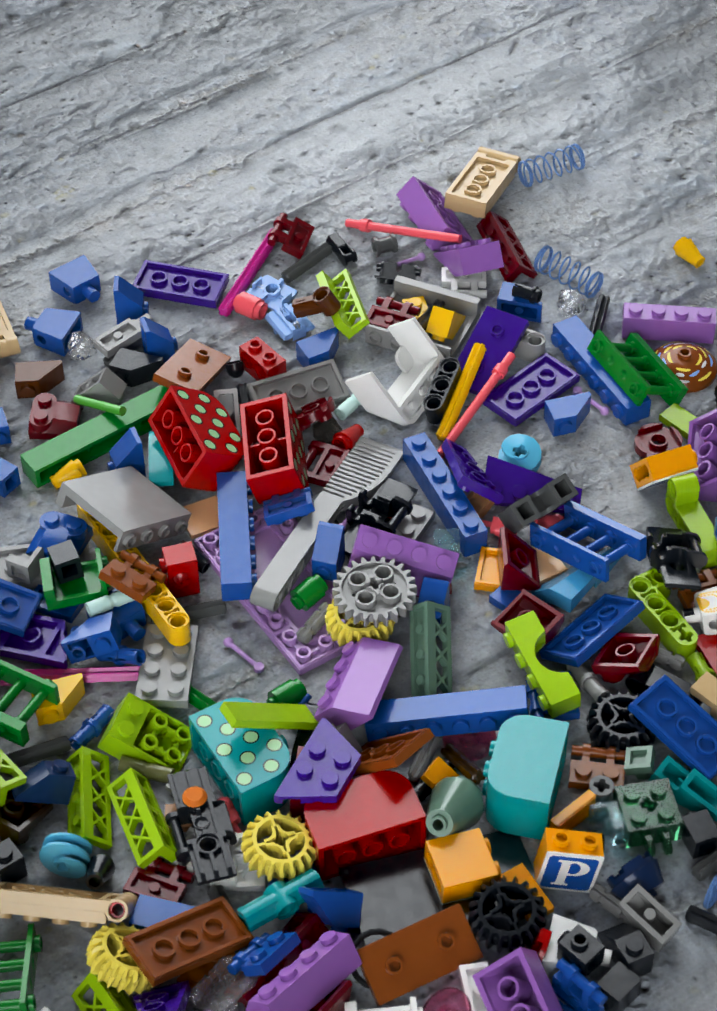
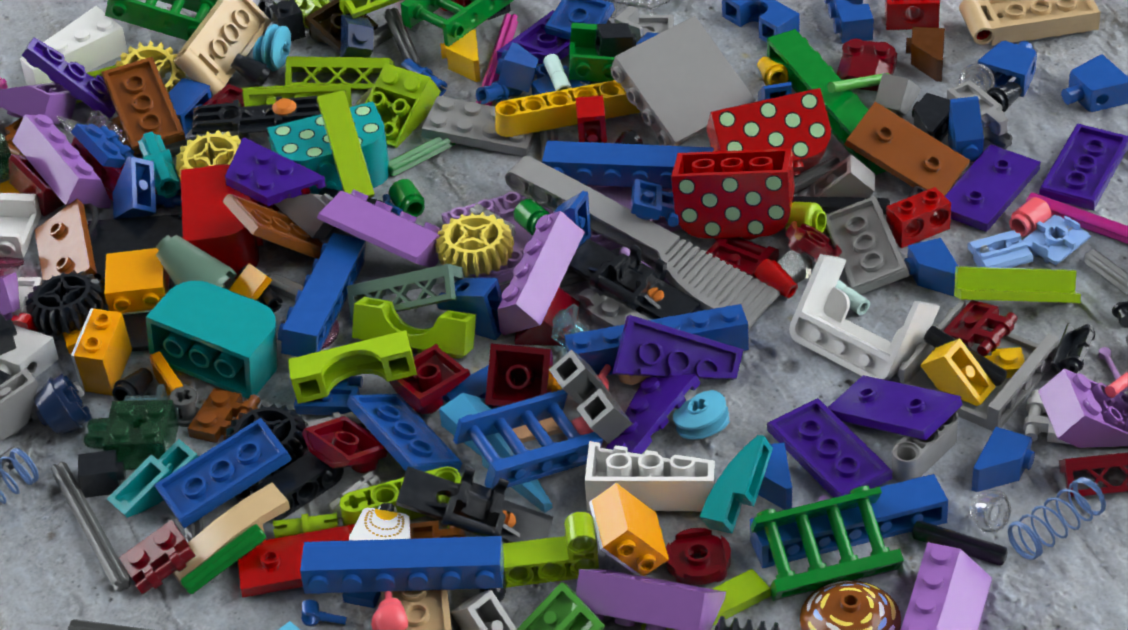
camera: 105 degrees right, 5 degrees down
(93, 329) = (1005, 94): none -> black cone
(128, 300) = (1041, 111): blue slope -> none
(130, 582) = (564, 71): dark orange plate -> none
(210, 331) = (990, 186): none -> dark purple plate
(258, 666) = (461, 191): lavender hinge -> none
(320, 302) = (994, 250): reddish brown piece -> none
(374, 591) = (461, 236): light grey gear -> none
(441, 389) = (831, 359): black beam -> none
(461, 391) = (826, 374): yellow axle -> none
(462, 763) = (275, 303): dark brown axle -> none
(471, 627) = (451, 332): none -> lime arch
(498, 373) = (845, 406): coral bar -> none
(529, 293) = (985, 451): black pin -> none
(599, 416) = (737, 486): none -> teal slope
(602, 475) = (654, 480): none -> white wedge
(639, 761) = (205, 438): sand green tile -> none

